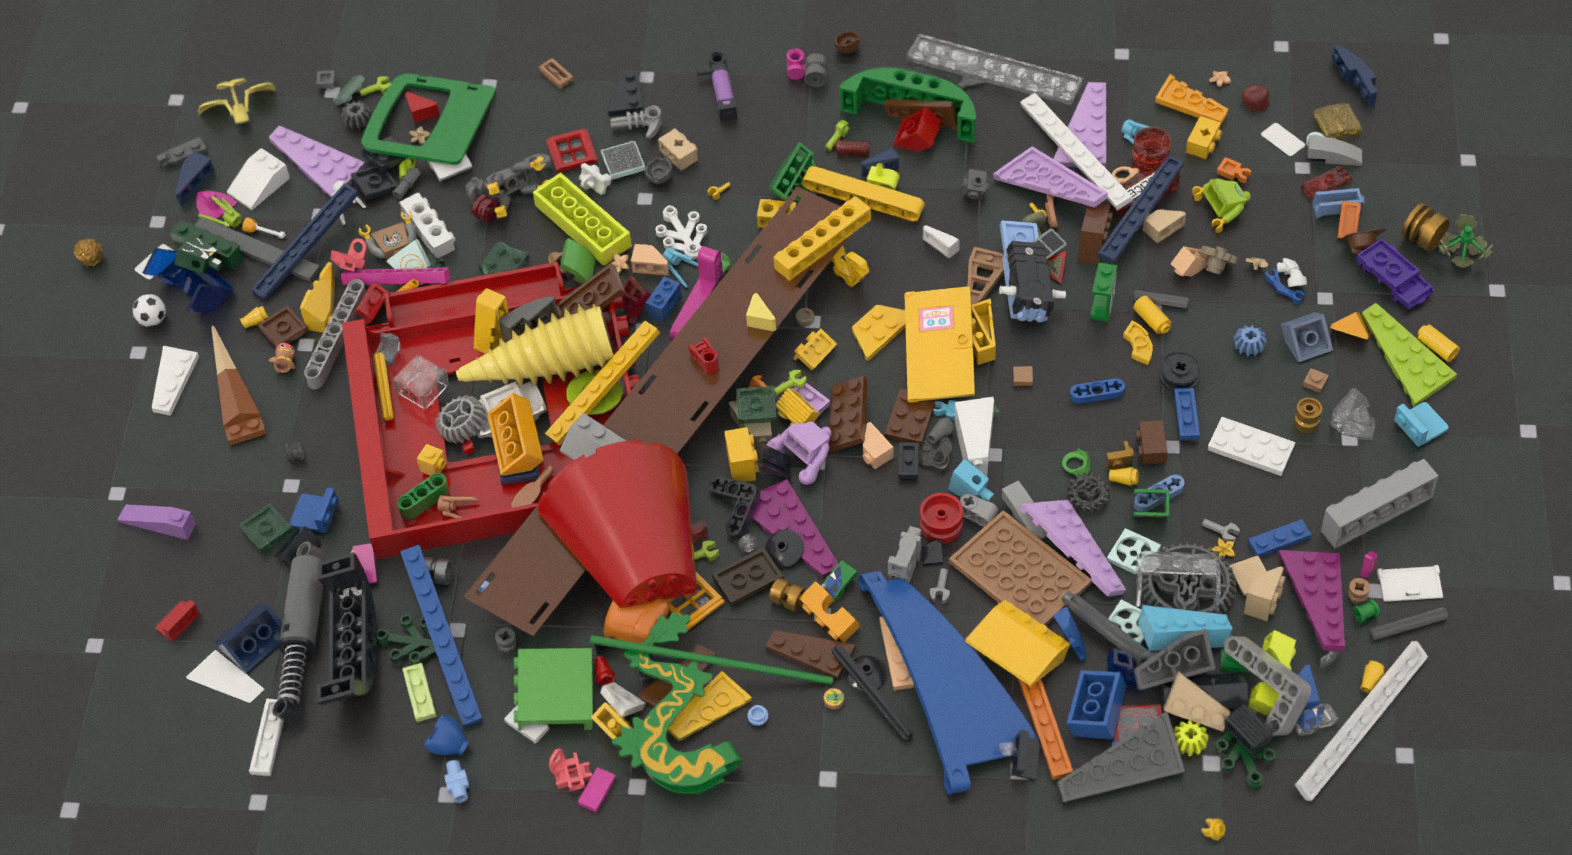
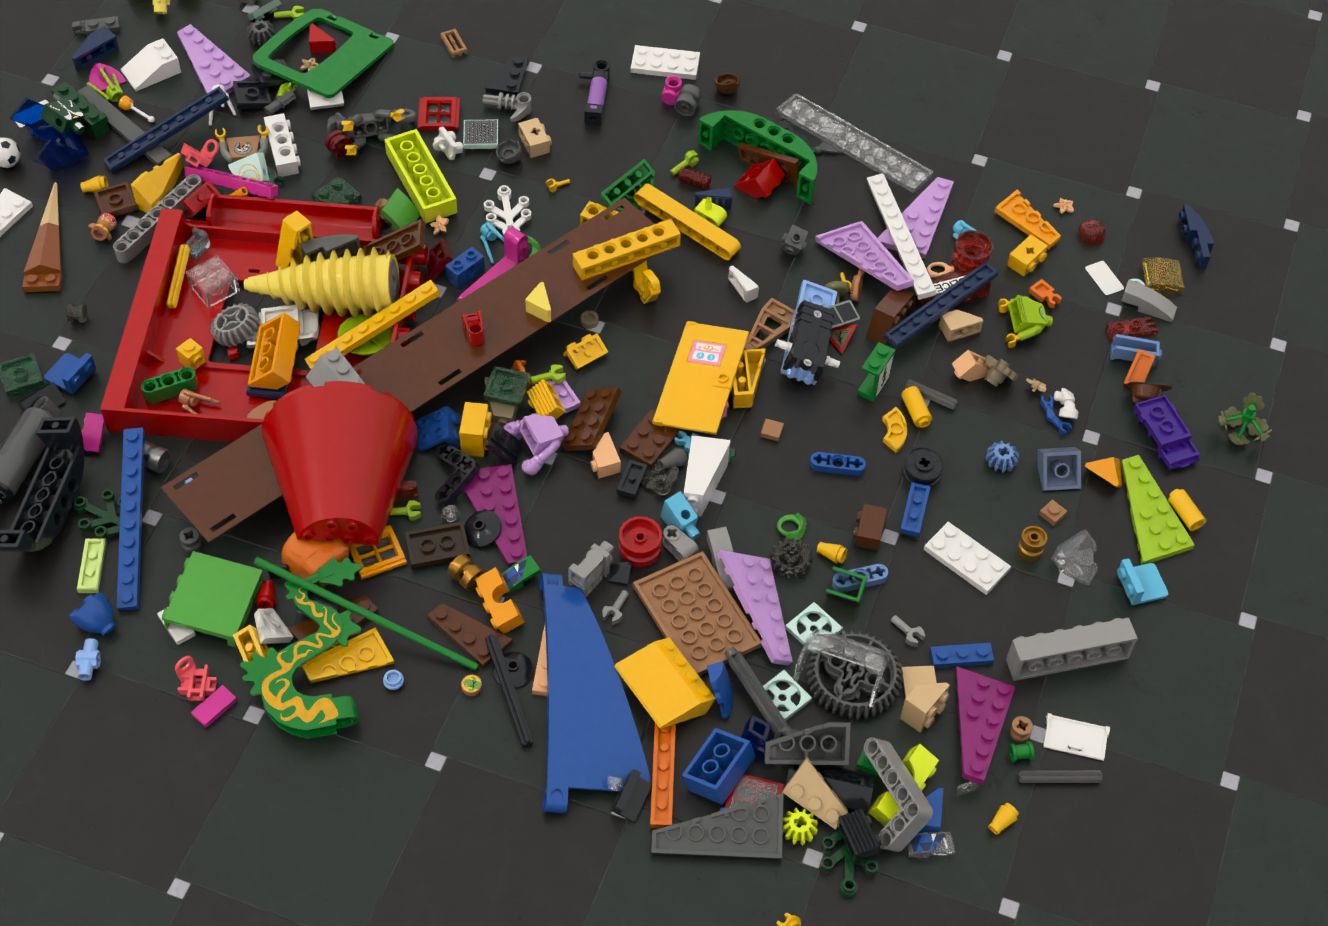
camera: 10 degrees right, 0 degrees up
(648, 261) = (465, 228): light nougat slope -> none
(704, 463) = (437, 428): none -> blue bracket
(776, 37) = (665, 62): none -> white plate
(878, 329) = (652, 349): yellow wing -> none
(1120, 459) = (834, 534): pearl gold bracket -> none
(1166, 625) = (815, 707): medium azure wedge -> none
(1224, 549) = (903, 649): yellow plant -> none
(1361, 721) = (976, 860): white plate -> none
(1368, 564) = (1040, 705): dark pink tile -> none
(1425, 227) = (1211, 395): pearl gold wheel -> none

